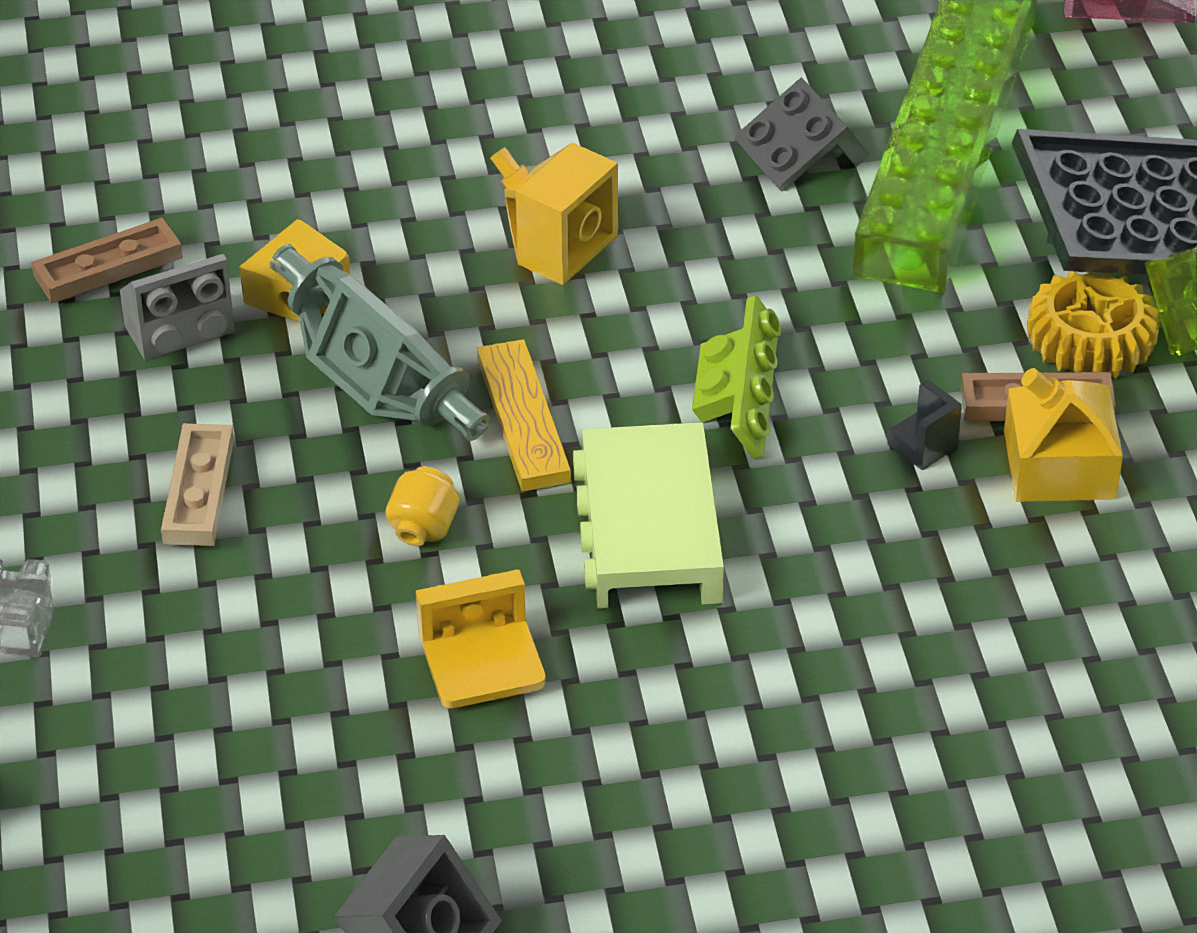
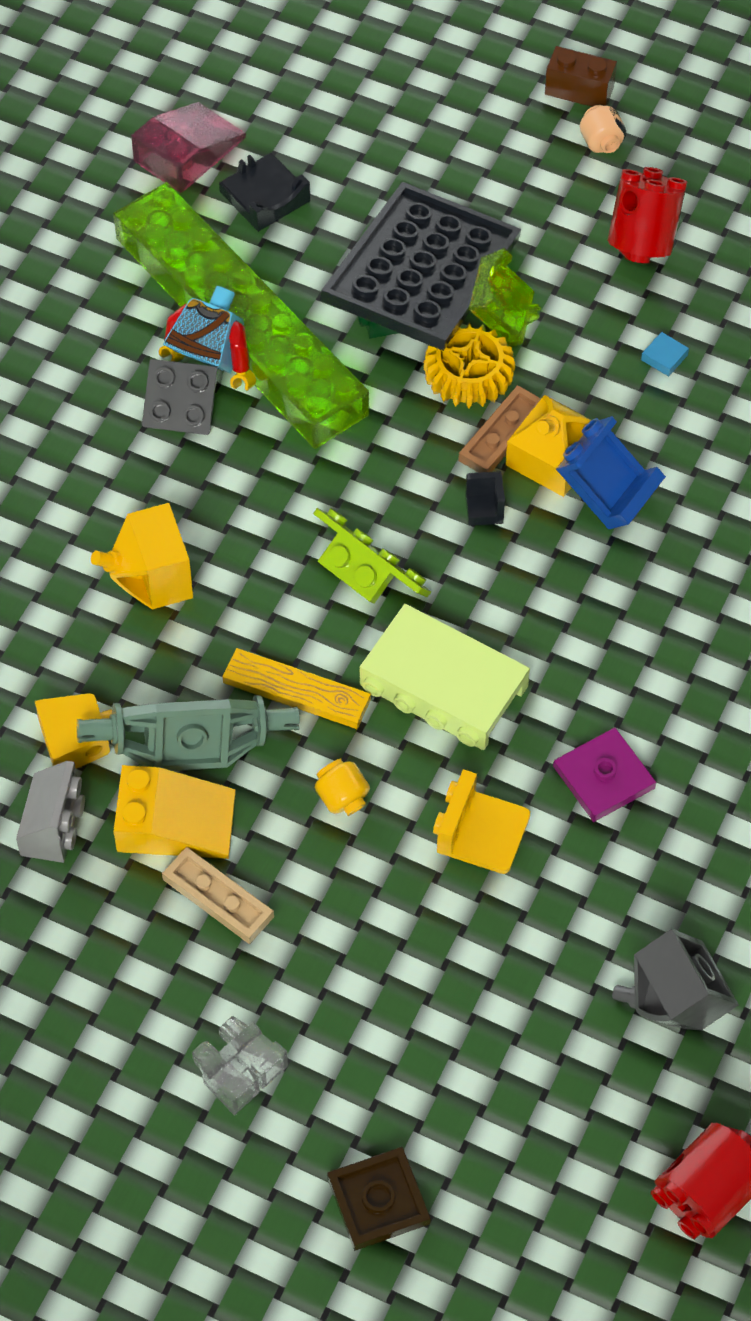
camera: 55 degrees left, 15 degrees up
(268, 394) = (172, 811): none -> yellow slope
(662, 725) = (604, 774): none -> magenta plate
(872, 95) = (210, 336): none -> torso
(1065, 494) = (608, 474): none -> blue panel
(1136, 65) = (265, 190): none -> black piece

